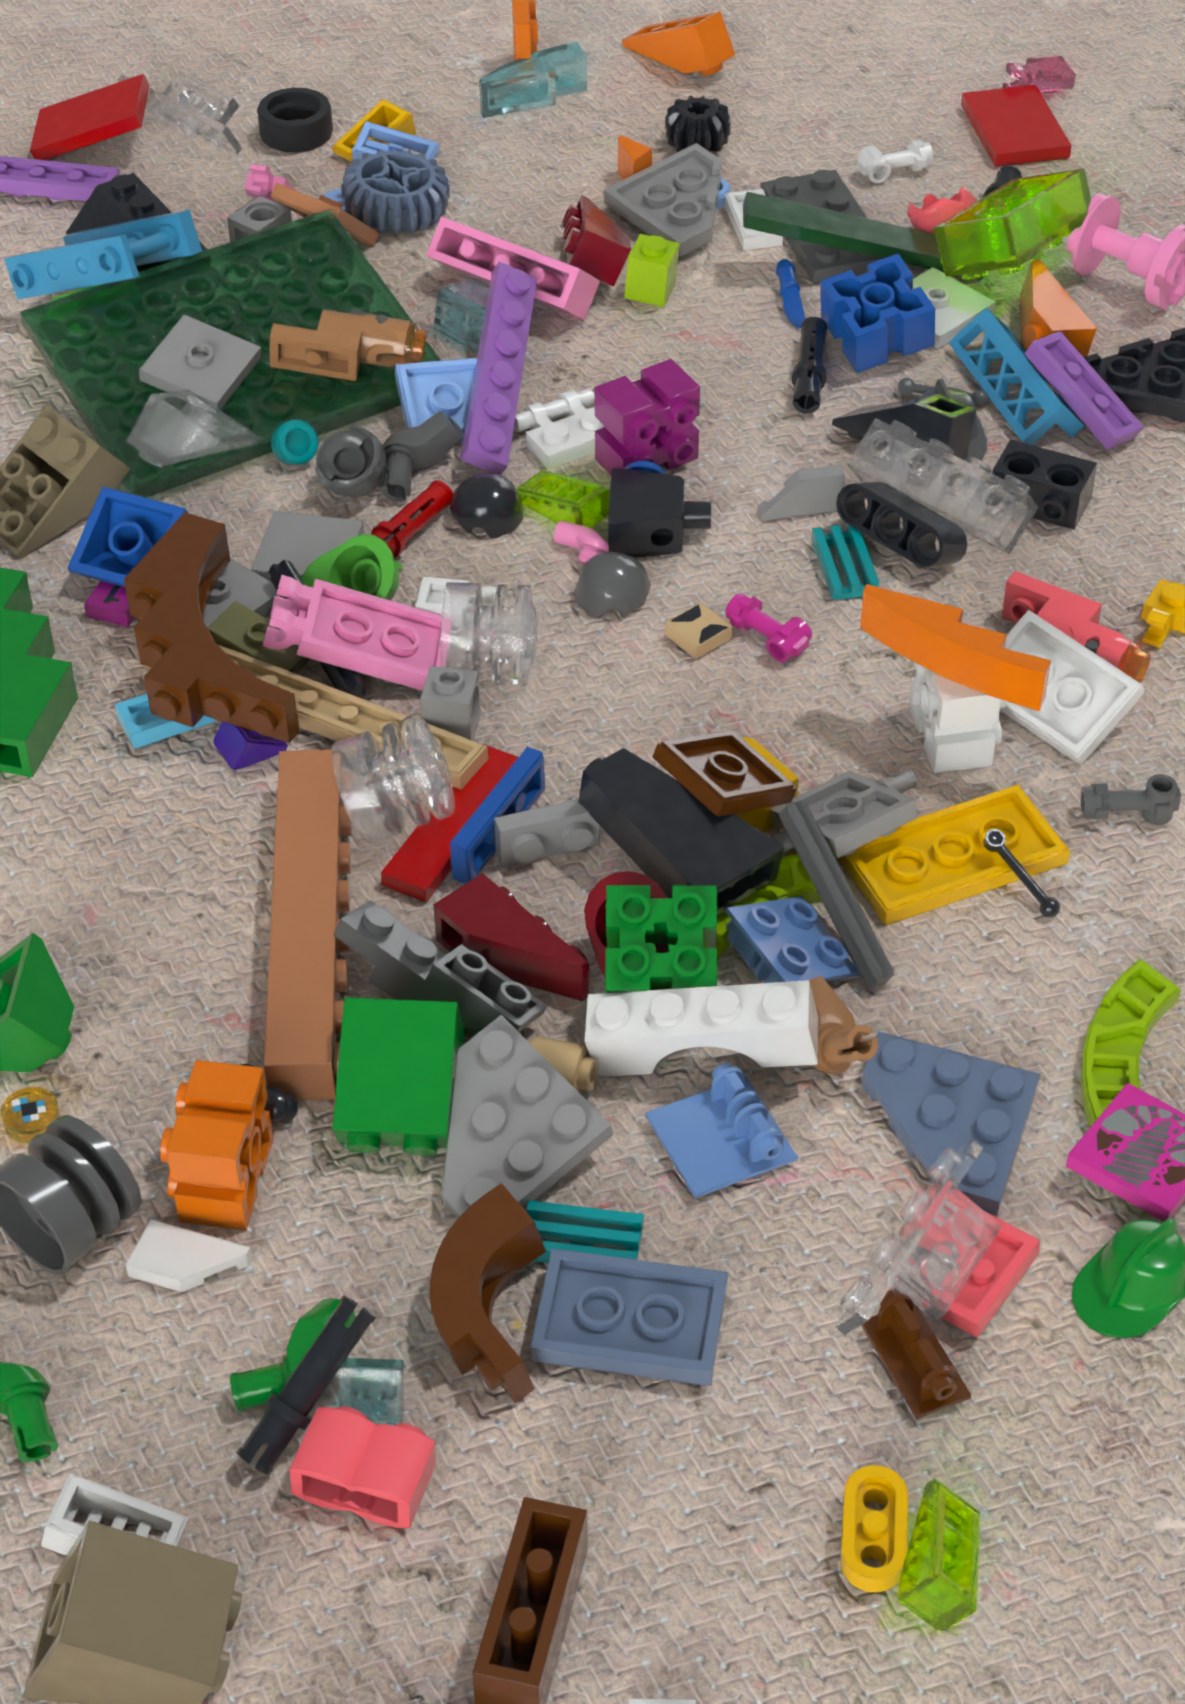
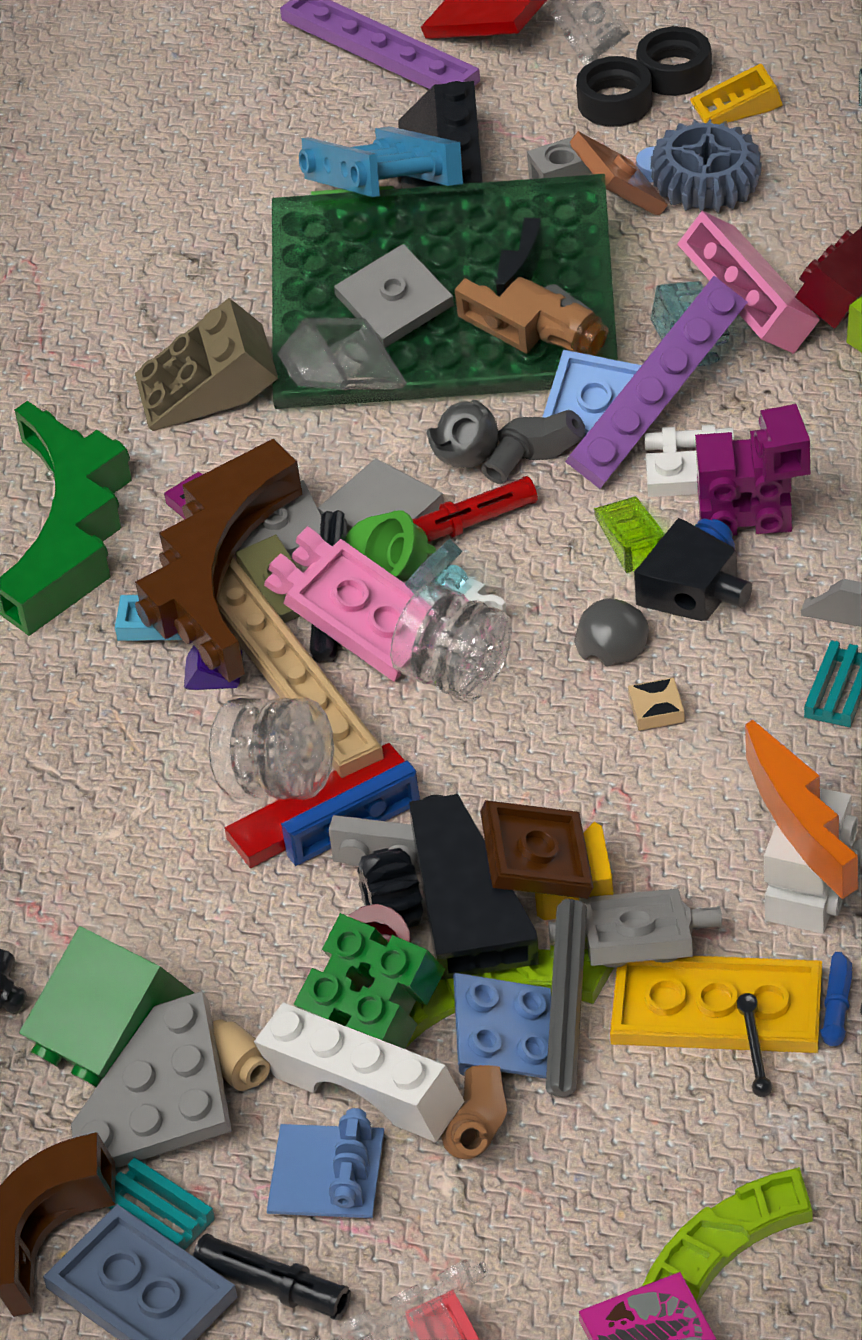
camera: 35 degrees right, 0 degrees up
(120, 534) = (221, 436): blue slope -> none
(259, 140) = (614, 109): none -> black tyre
(262, 182) = (591, 127): bright pink plate -> none
(294, 442) = (436, 395): teal tile -> none
(305, 912) = (127, 852): nougat brick -> none
(307, 293) = (522, 262): none -> black slope
(395, 139) = (771, 127): light blue tile -> none
(417, 970) = (191, 938): dark grey slope -> none
(426, 578) = (439, 568): none -> clear light blue tile
(452, 700) = (383, 697): light grey brick -> none
(487, 503) = (561, 515): black hair -> none
(510, 938) = (271, 922): dark red slope -> none
(582, 538) = (619, 577): bright pink arm -> none
(591, 854) = (391, 881): none -> black gear
(690, 364) = (782, 443): none -> magenta brick
(754, 1250) = (290, 1283): none -> black pin
(782, 639) = (724, 740): dark pink bar -> none
(948, 1100) = (532, 1236): sand blue plate -> none
(1054, 811) = (837, 1000): none -> blue piece

